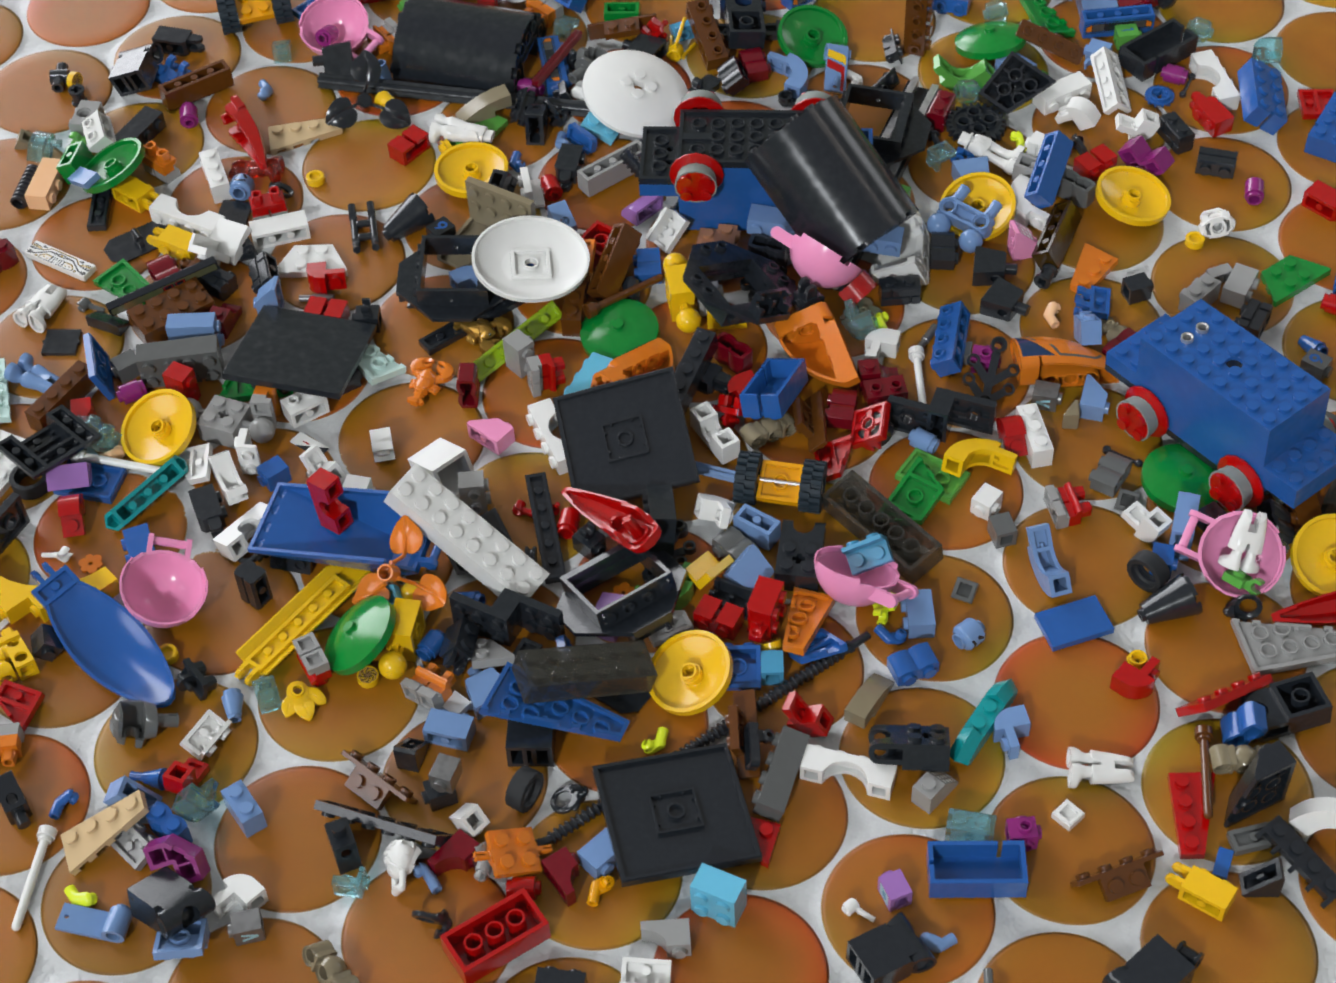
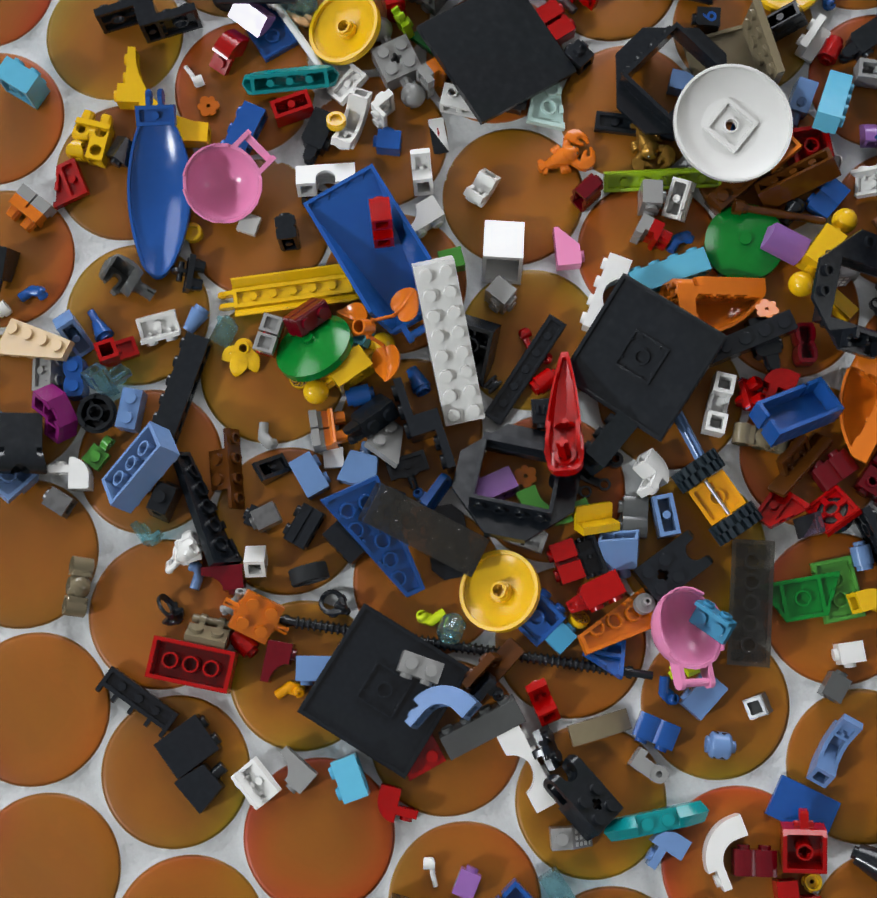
camera: 45 degrees right, 30 degrees up
(168, 507) = (292, 108): none -> red brick
(203, 389) = (403, 22): none -> lime plate
(211, 612) = (249, 225): none -> white tile
(215, 830) = (96, 413): none -> black cone
(216, 484) = (336, 121): none -> yellow tile
(247, 864) = (97, 454): none -> bright green plate
(275, 766) = (182, 383): none -> black brick
(298, 825) = (140, 467): none -> medium blue brick
(332, 617) = (307, 317): none -> dark red brick
(382, 737) = (264, 438): none -> light grey arm
(482, 901) = (208, 635): none -> dark tan plate
(483, 765) = (304, 526): none -> black brick
(541, 336) = (678, 199): none -> white brick
(571, 361) = (677, 239): none -> blue arm
(588, 205) = (834, 102): none -> medium azure brick
(649, 303) = (785, 243): none -> medium lavender brick
(678, 351) = (766, 309): none -> orange plant
(681, 730) = (451, 628): none -> clear light blue head
(686, 766) = (419, 667): none -> light grey brick
(728, 764) = (442, 696): none -> medium blue arch
(775, 893) = (389, 804): none -> red brick
(807, 591) = (644, 604): none -> light grey tile
(845, 742) = (547, 748): none -> black hinge
(864, 447) = (809, 525): none -> tile
(935, 693) = (654, 772): none -> light grey leg
(1047, 701) = (717, 840): none -> white arch
(1082, 682) = (753, 862): none -> dark red brick
(1091, 627) = (805, 833): none -> red hinge

